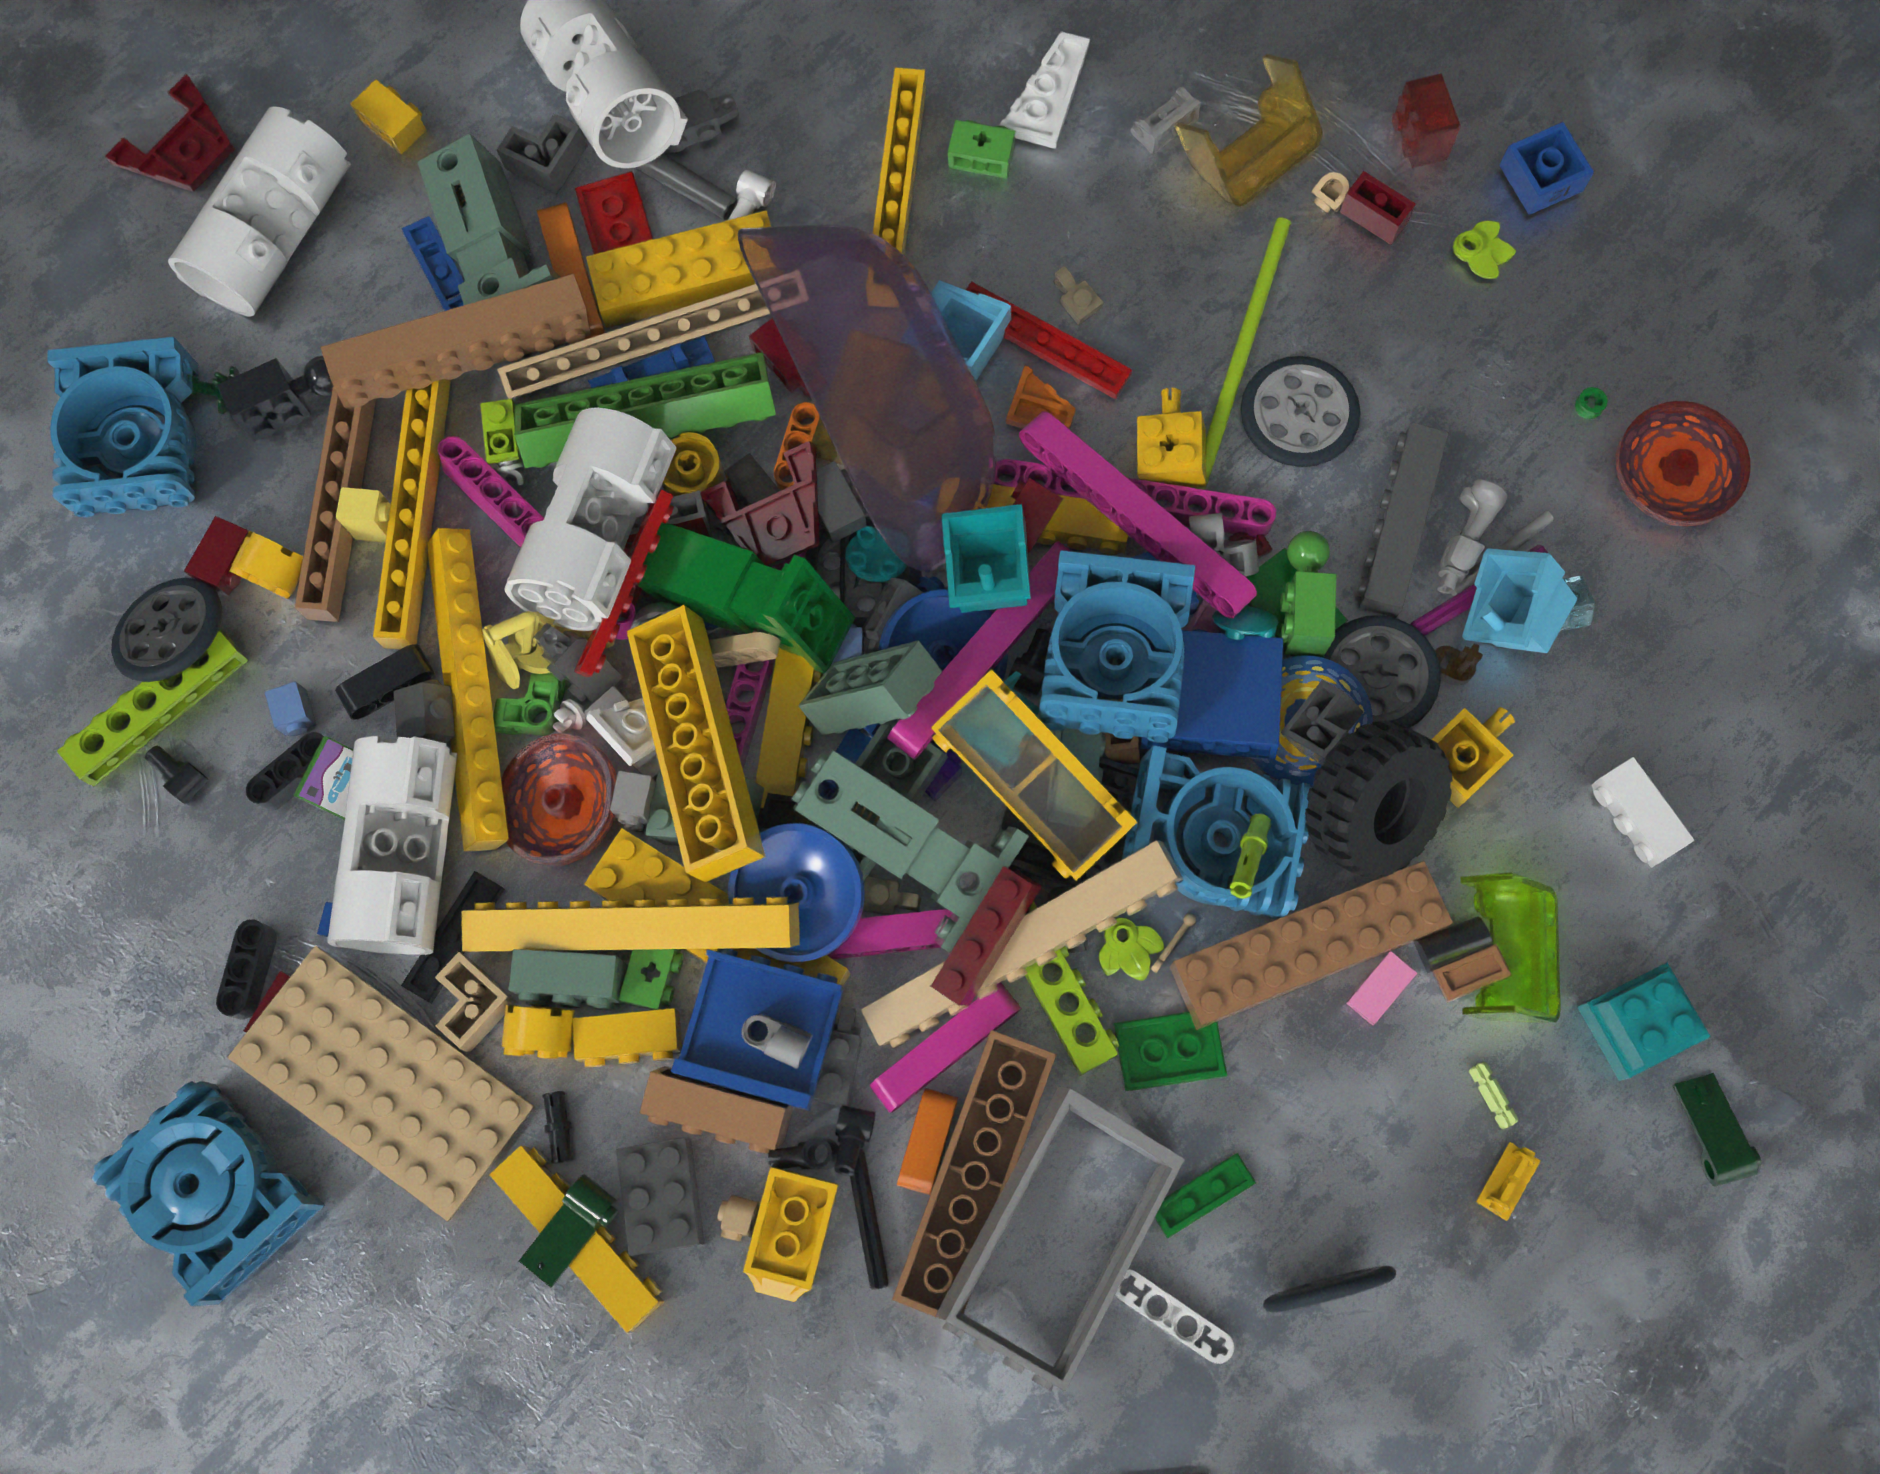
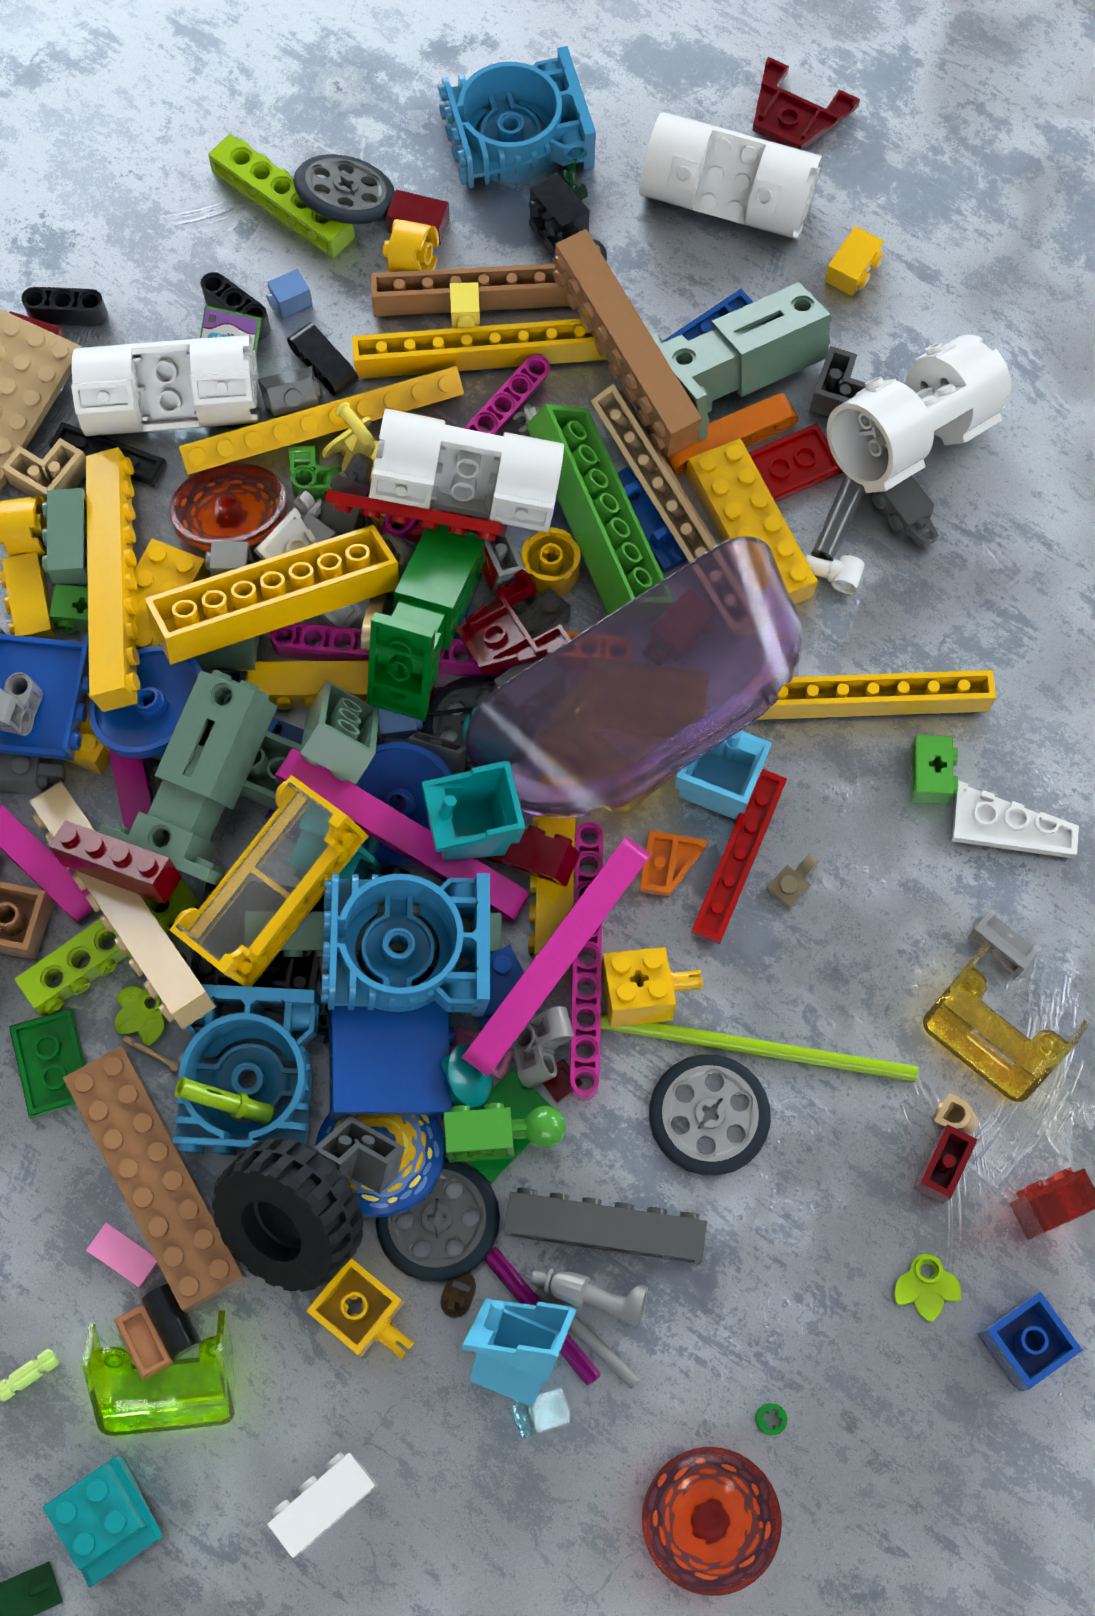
camera: 75 degrees right, 5 degrees down
(180, 777) = (223, 228): black pin -> none
(498, 431) = (569, 394): lime slope -> none

